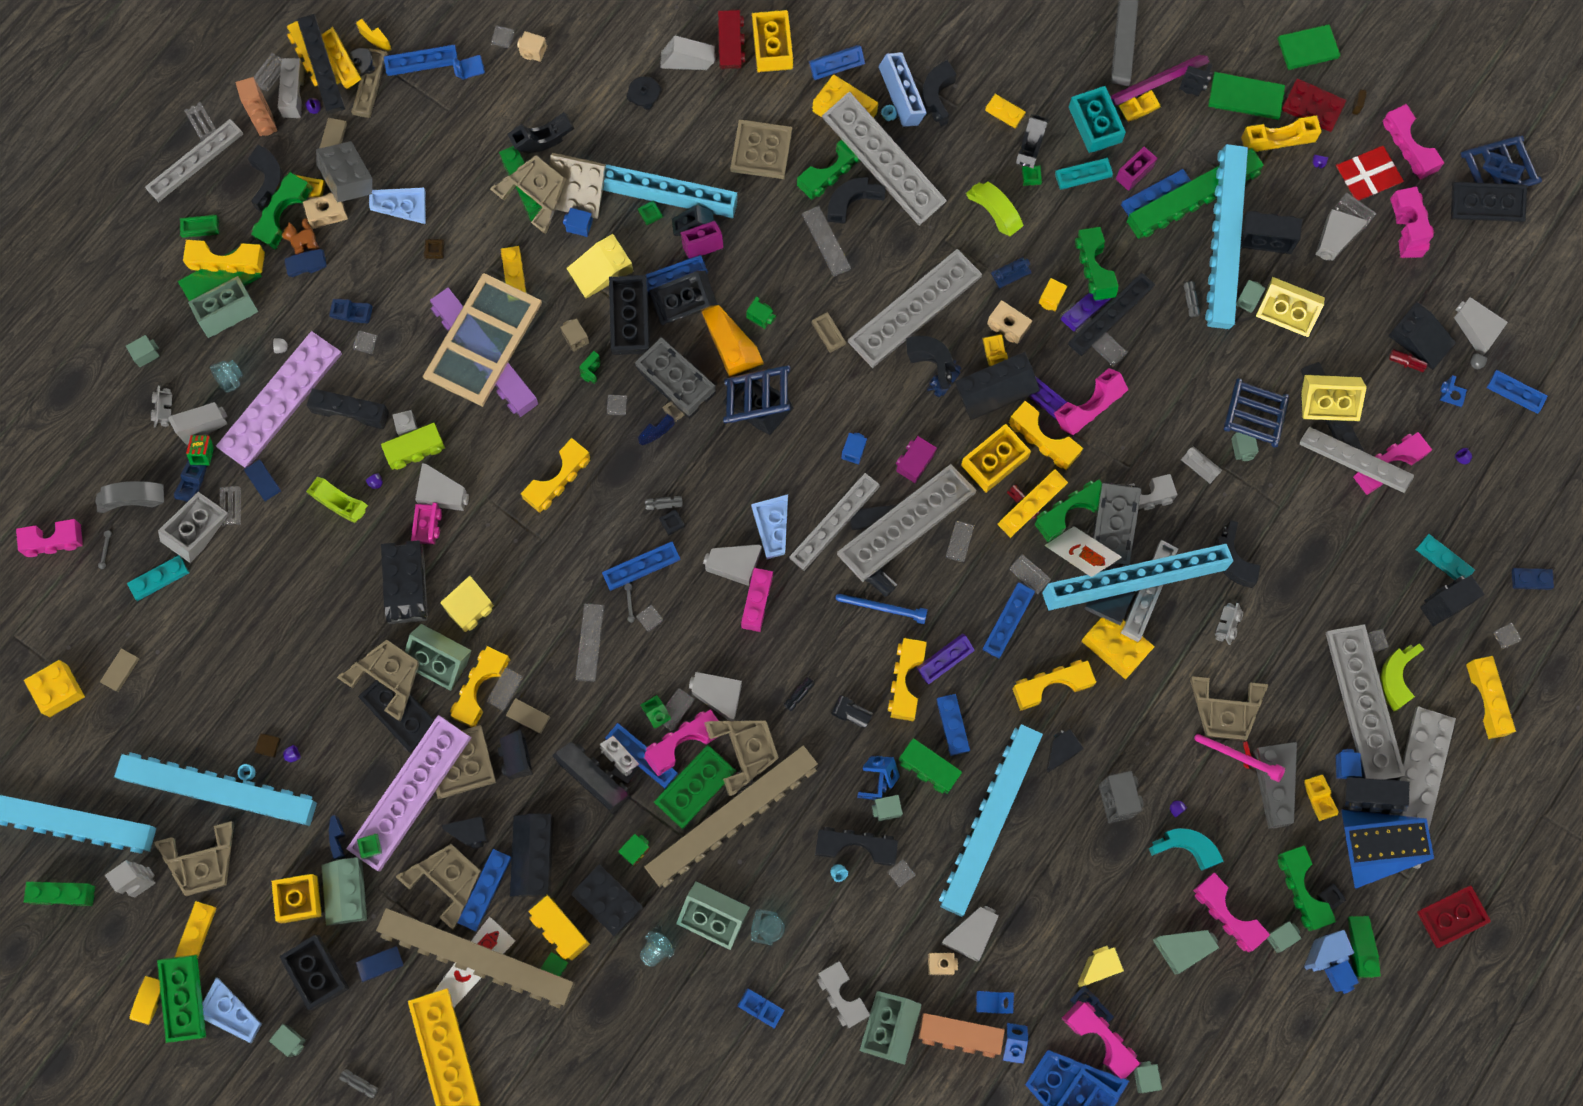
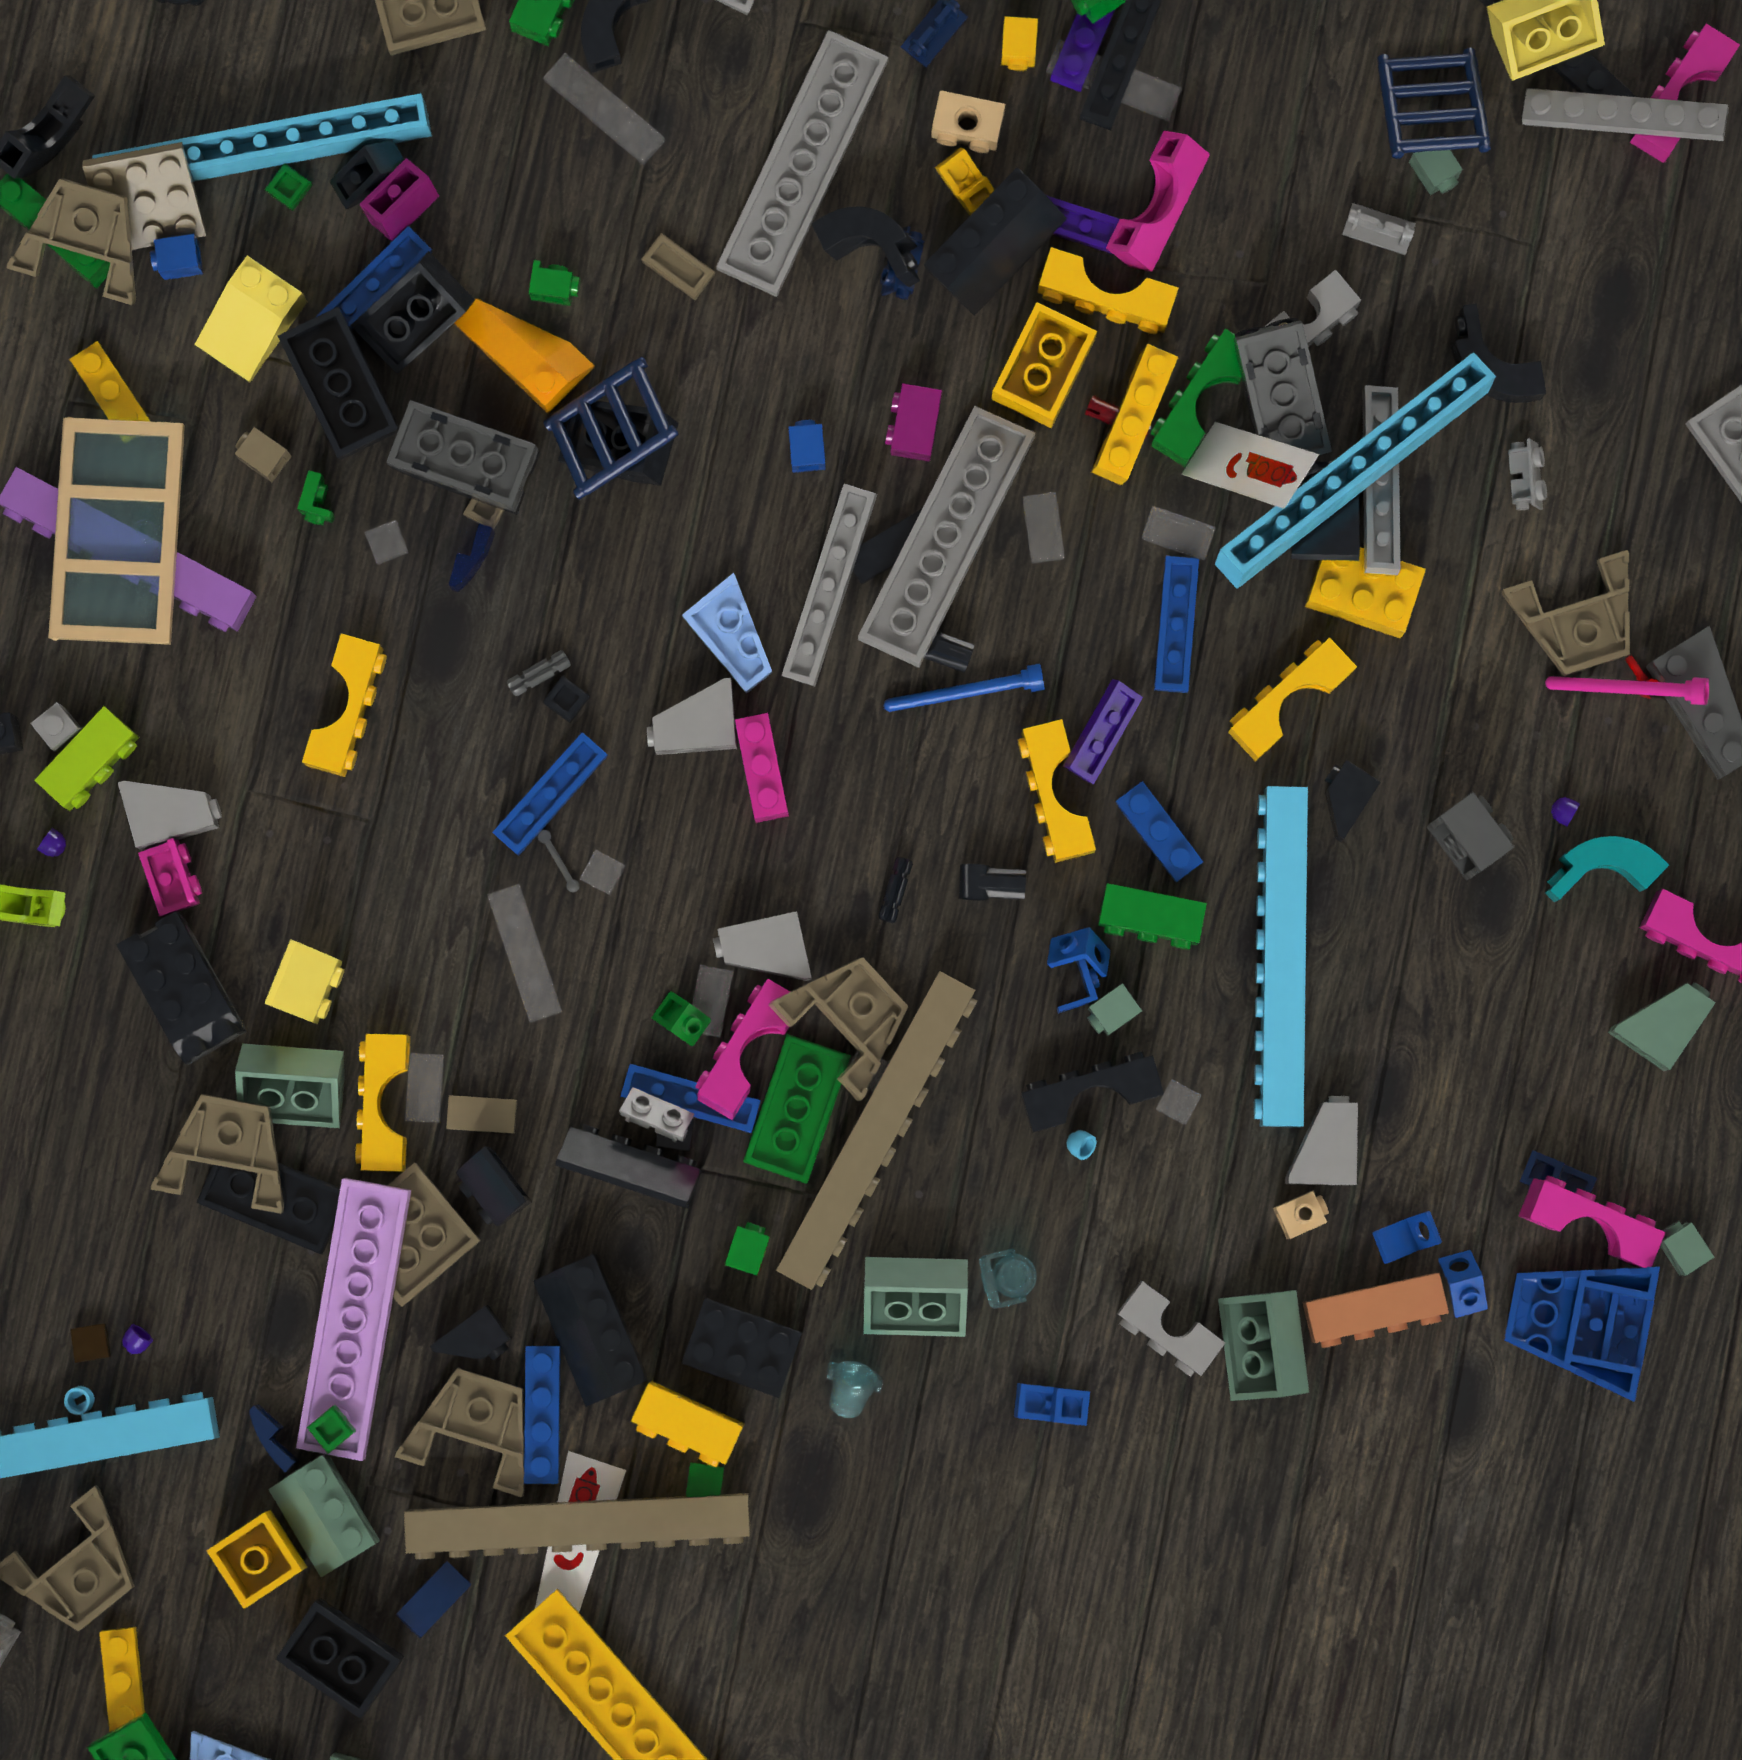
camera: 20 degrees left, 10 degrees up
(1100, 965) = (1545, 1112): light yellow slope -> none

